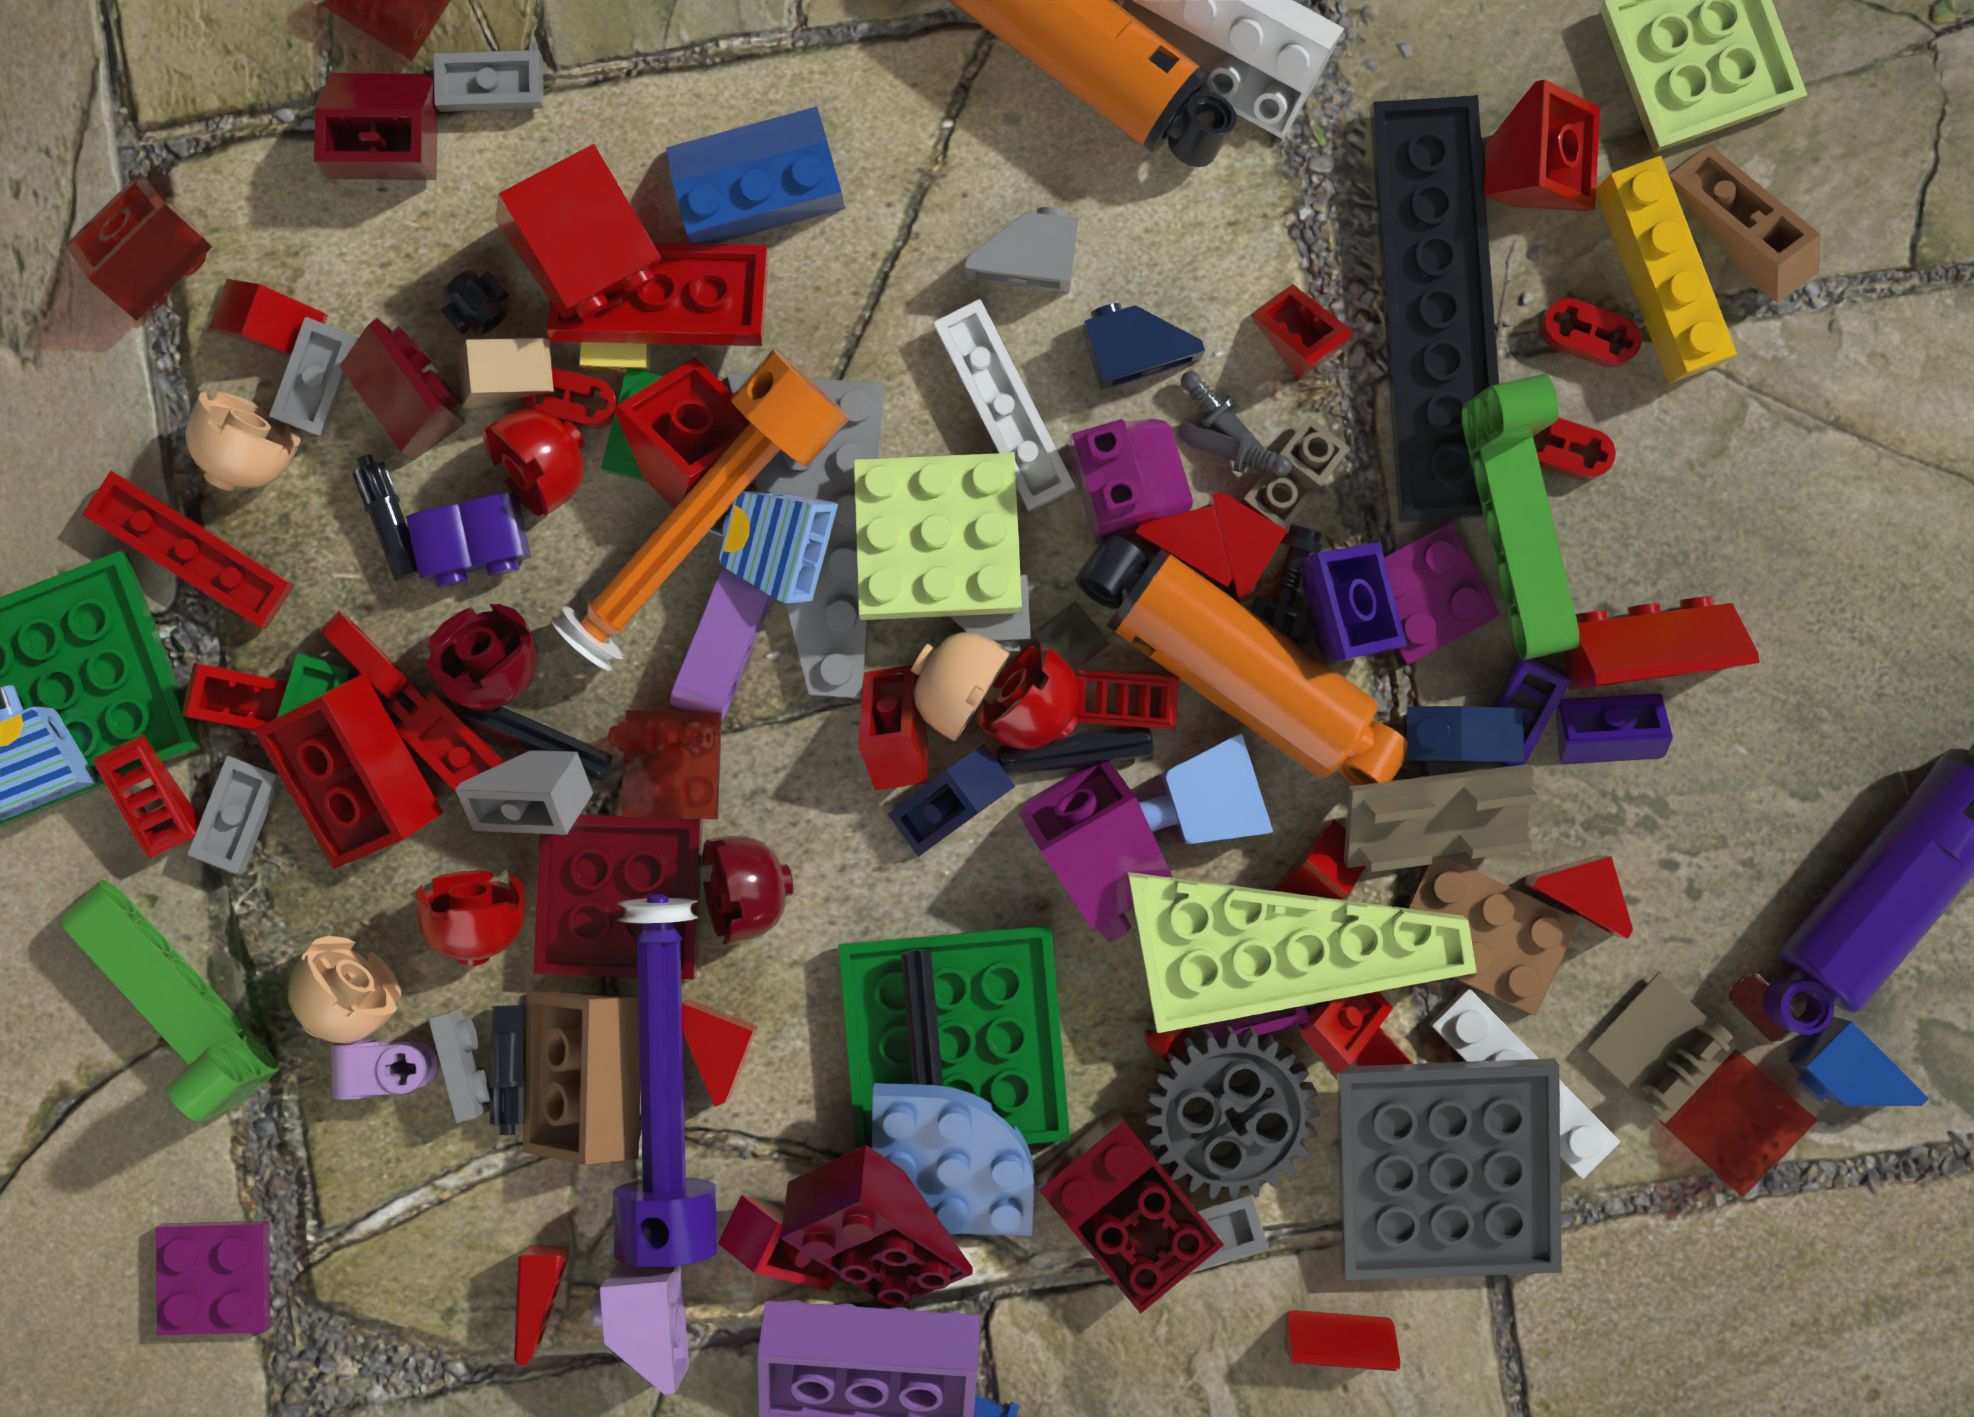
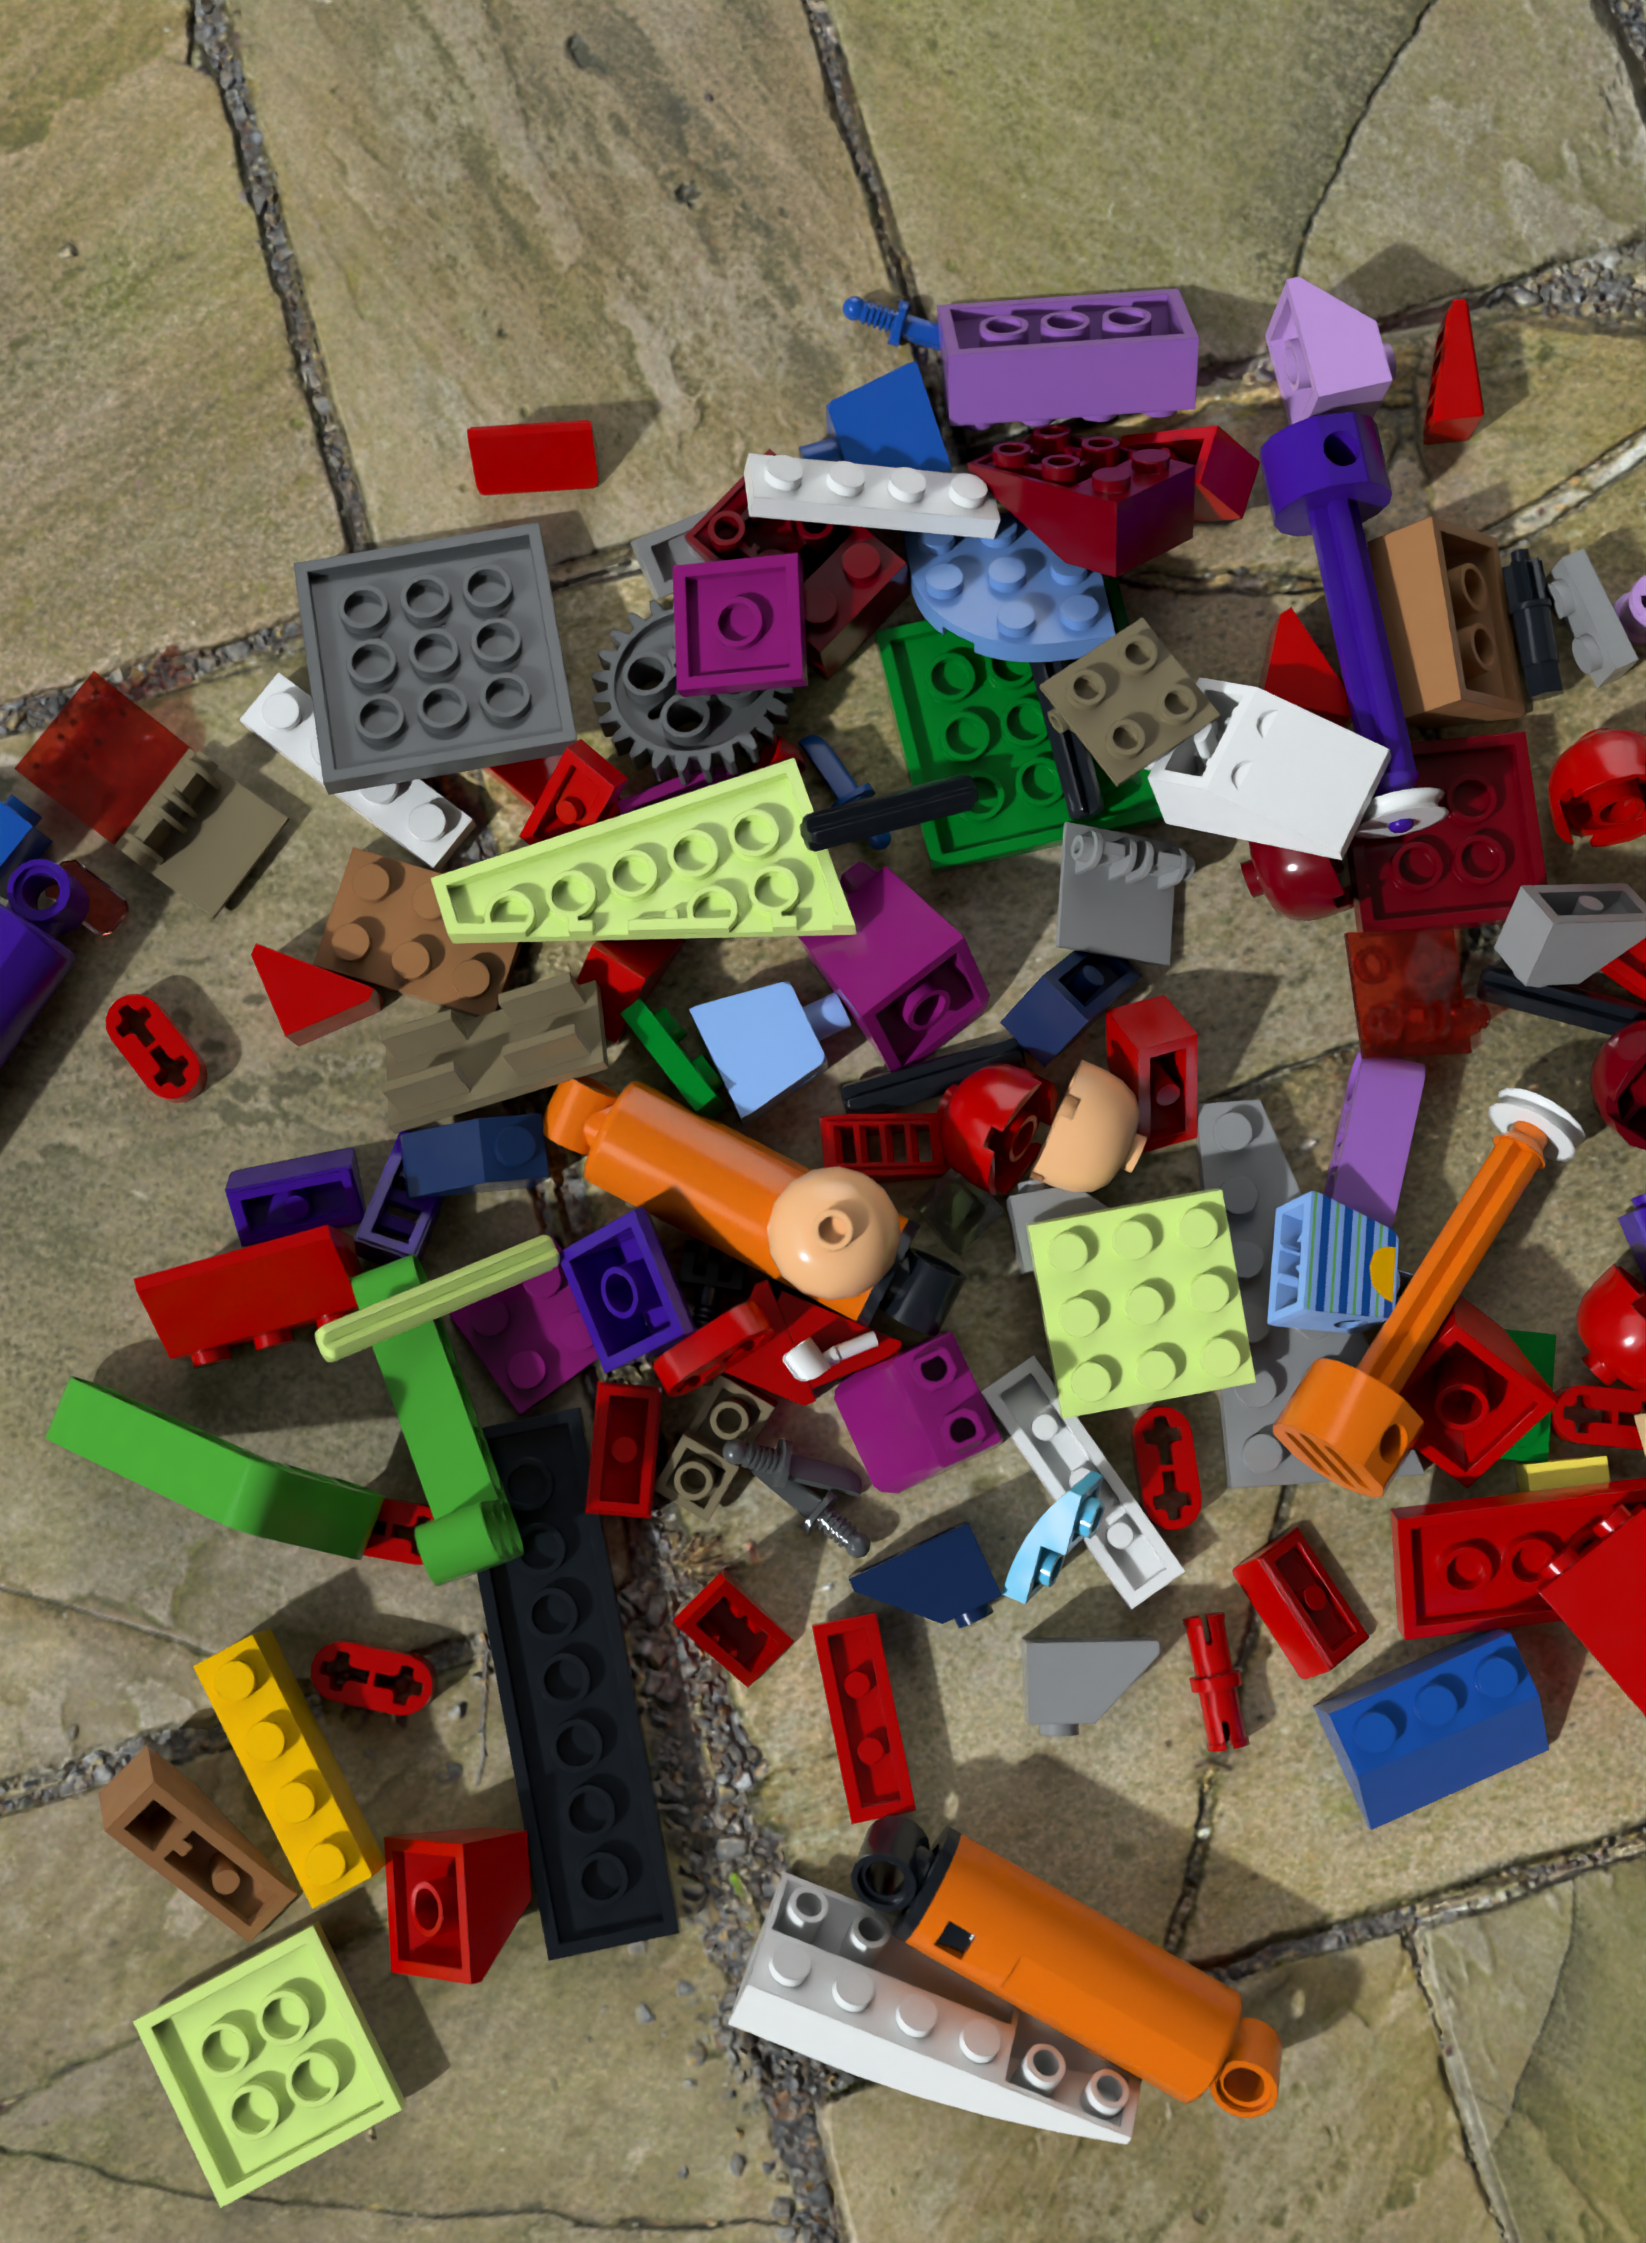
camera: 175 degrees right, 5 degrees down
(768, 962) = (1269, 774): none -> white slope
(842, 286) = (1300, 1605): none -> red slope
(871, 1034) = (1128, 702): none -> dark tan hinge
(898, 882) = (1118, 893): none -> light grey hinge
(921, 235) = (1216, 1681): none -> red pin
(921, 407) = (1182, 1468): none -> red beam
(1035, 360) = (1053, 1537): none -> medium azure slope
(1040, 1311) = (883, 425): none -> blue torso
(1062, 1254) = (869, 496): none -> white plate
(1085, 972) = (888, 812): none -> black axle
(1110, 1002) = (839, 780): none -> blue piece
(1184, 618) = (833, 1233): none -> light nougat cylinder
(1190, 1151) = (740, 625): none -> magenta plate
(1205, 246) = (863, 1717): none -> red plate
(1213, 522) = (808, 1362): none -> white hand
(1291, 544) = (713, 1349): none -> red beam
(1297, 813) = (661, 1036): none -> green plate
(1370, 480) = (624, 1450): none -> red slope
(1512, 615) = (436, 1298): none -> yellowish green axle
(1710, 497) = (214, 1474): none -> bright green beam
(1727, 861) = (145, 1057): none -> red beam

